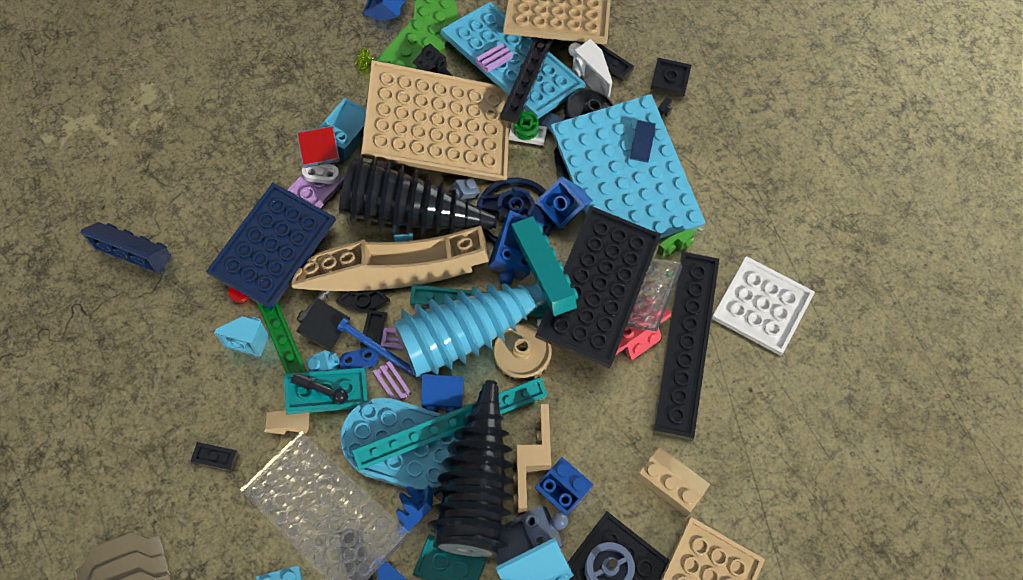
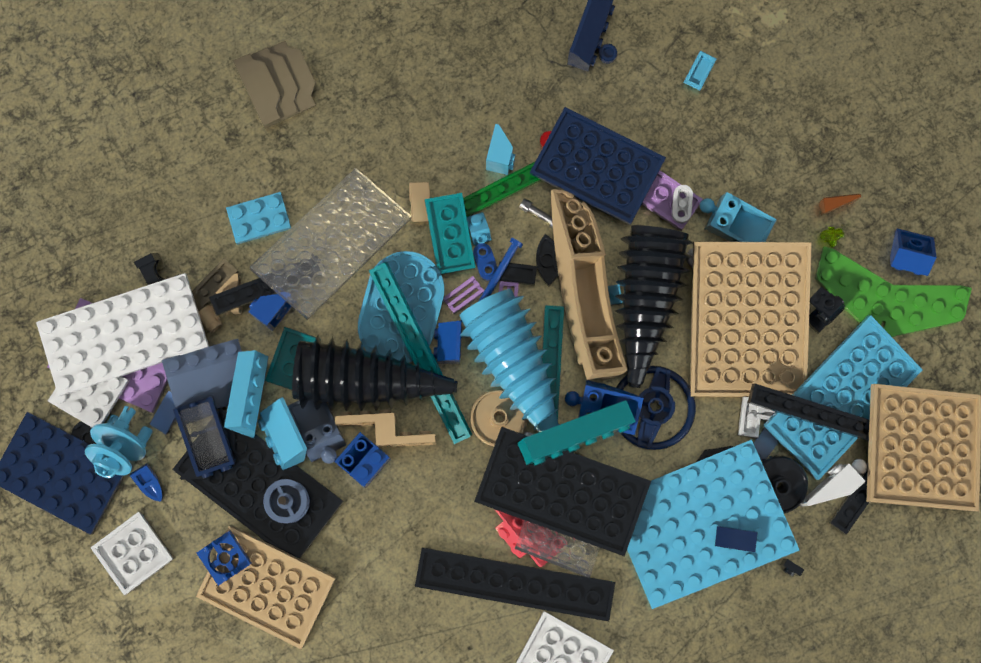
camera: 90 degrees right, 15 degrees up
(156, 234) = (607, 53): none -> dark blue tile
(188, 155) = (699, 70): none -> medium azure tile
(214, 456) = (385, 141): black plate -> none
(318, 146) = (708, 198): red tile -> none
(321, 324) = (518, 223): black tile -> none
(335, 58) = (831, 204): none -> dark orange slope
(339, 395) = (443, 246): black pin -> none
(415, 506) = (348, 322): blue piece -> none
(465, 188) = (675, 352): sand blue bracket -> none
(492, 55) = (848, 387): lavender tile -> none
(527, 126) = (753, 415): green wheel -> none
(563, 201) = (659, 456): blue slope -> none
(671, 77) = (836, 577): black plate -> none
(673, 481) = (374, 566): tan slope -> none
(678, 241) = (628, 581): bright green slope -> none

